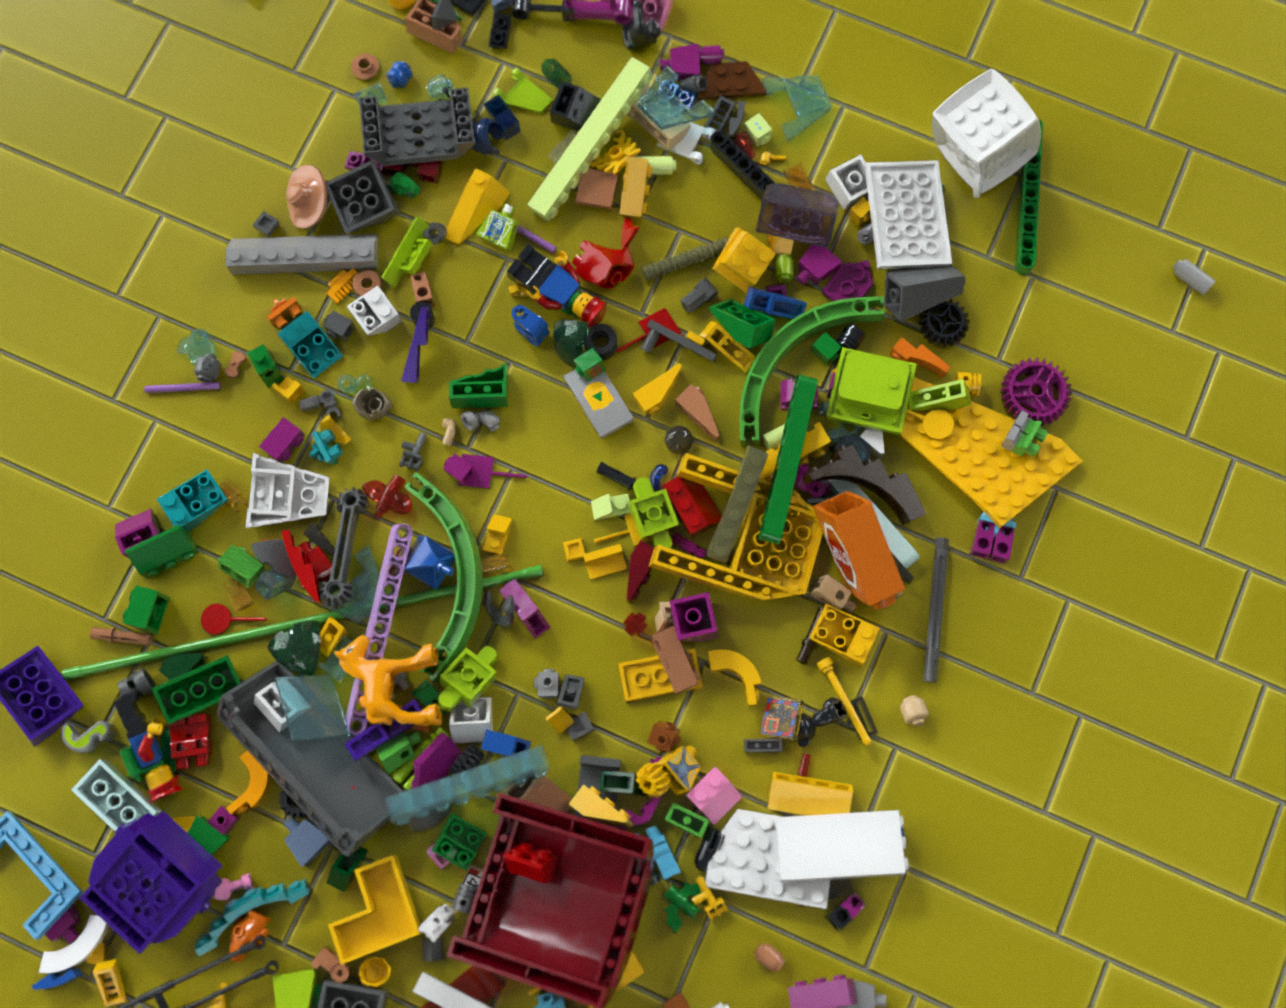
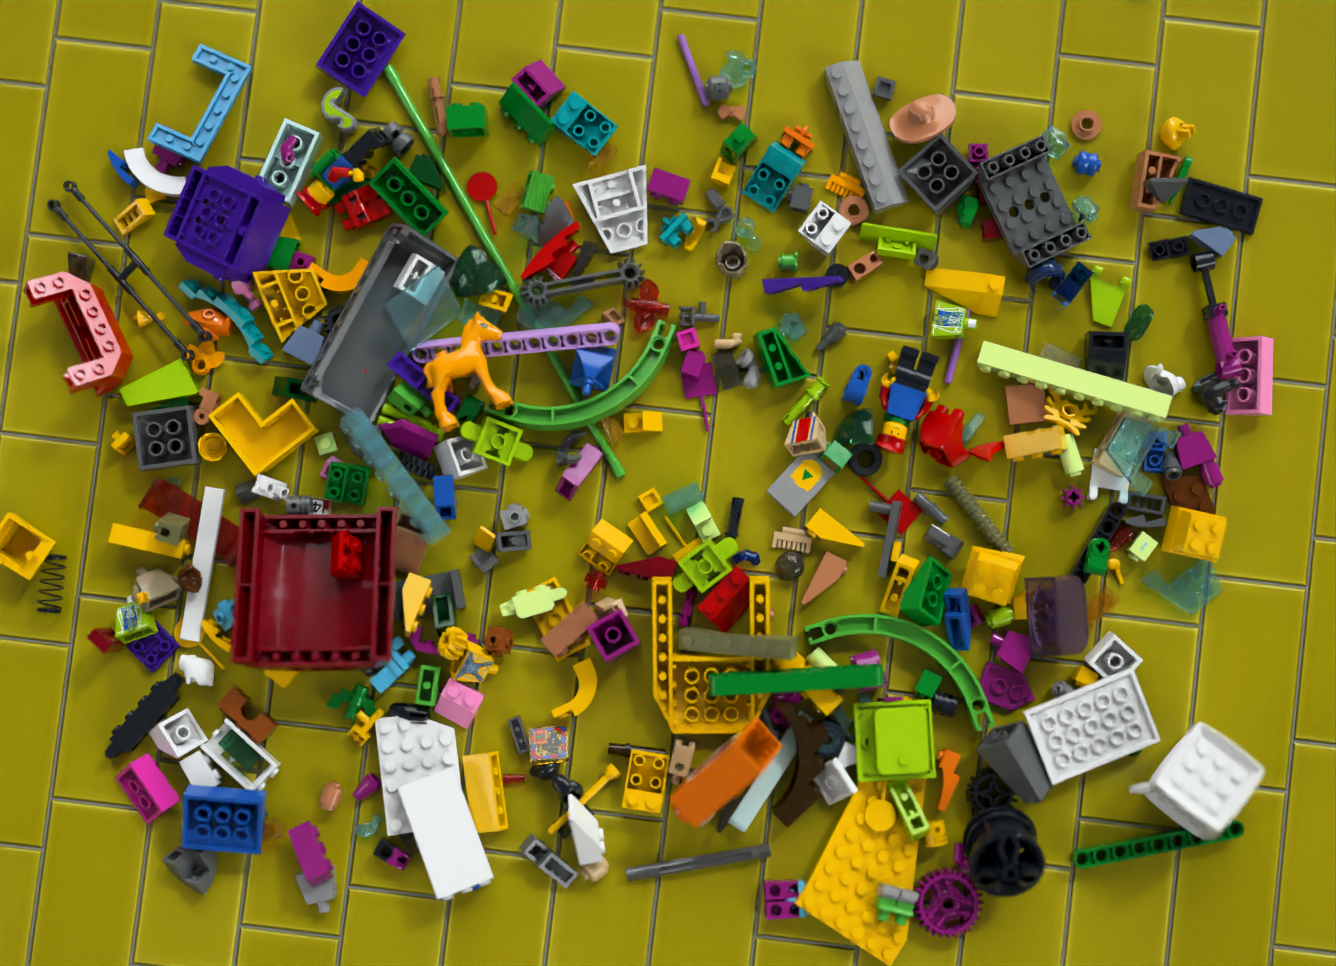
camera: 75 degrees right, 10 degrees up
(102, 796) = (287, 149): none -> magenta arm
(252, 843) = (289, 298): none -> yellow wedge
(280, 949) = (205, 354): none -> light orange plate
(384, 532) = (612, 315): none -> medium nougat slope
(393, 354) = (788, 262): none -> bright green brick
(412, 852) = (326, 443): none -> yellowish green plate
(434, 465) = (688, 340): none -> dark pink panel
(454, 368) = (792, 327): none -> clear light blue brick
(474, 333) = (834, 333): none -> dark grey cone
(474, 441) = (727, 369): none -> clear smoke slope
(525, 372) = (811, 394): none -> lime pin
(561, 385) = (806, 436): none -> tan torso
(582, 517) = (683, 498): none -> clear light blue brick
(601, 238) = (971, 427): none -> clear light blue axle
(605, 605) = (605, 547): none -> yellow slope
(611, 70) = (1162, 380): none -> white hair
(637, 689) = (533, 602): none -> yellowish green hinge
(651, 428) = (794, 535): none -> tan piece
(665, 298) = (930, 508): none -> dark grey pin
(694, 169) = (1074, 493): none -> magenta gear
(756, 166) = (1096, 558): none -> green piece
(760, 80) = (1194, 534): none -> yellow piece
(770, 916) = (367, 786): none -> magenta cone
(813, 928) = (369, 828): none -> clear light blue arm
(880, 706) = (585, 833): none -> white slope
(895, 754) = (548, 860): none -> dark grey slope
(896, 456) = (835, 782): none -> white tile
(996, 369) = (959, 857): none -> magenta arm
(1002, 321) = (1004, 868): none -> black wheel

